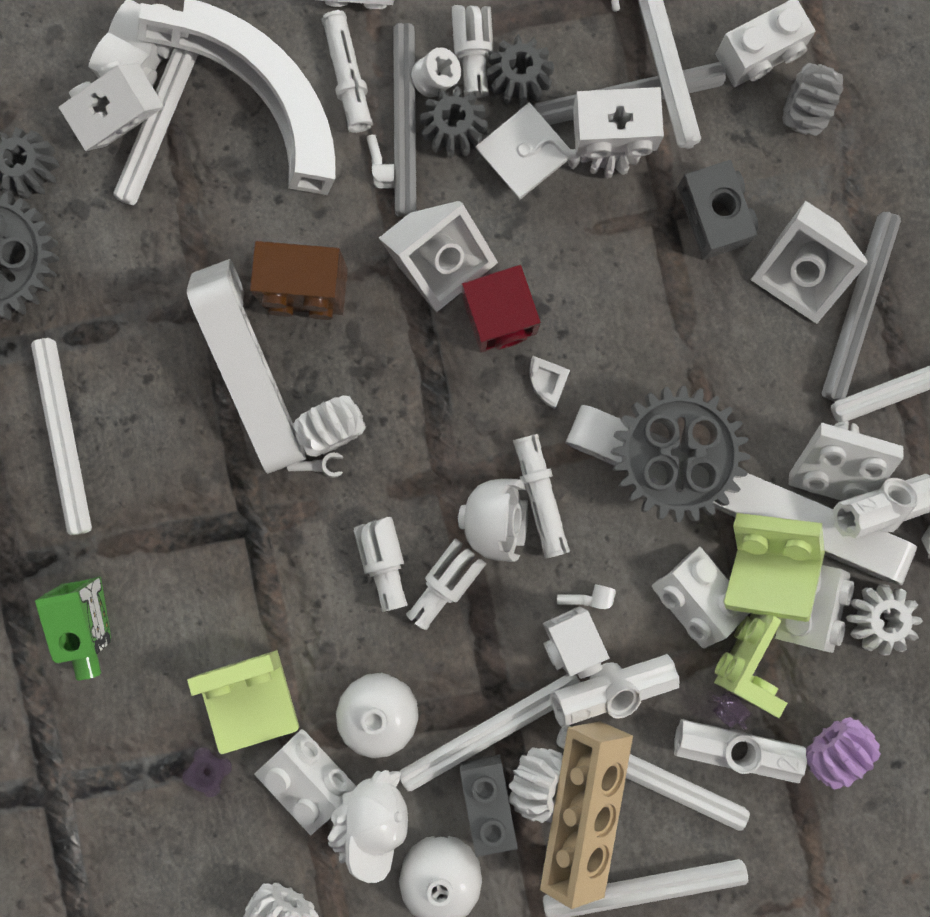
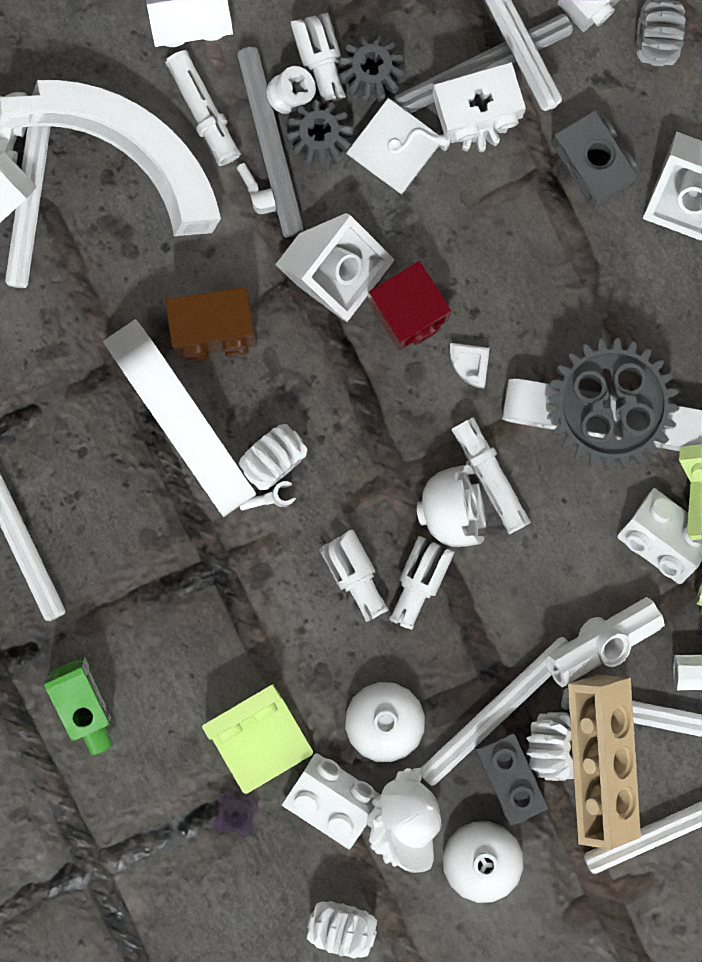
camera: 15 degrees left, 0 degrees up
(575, 643) = (556, 606): white brick -> none
(601, 598) = (571, 560): white hand -> none

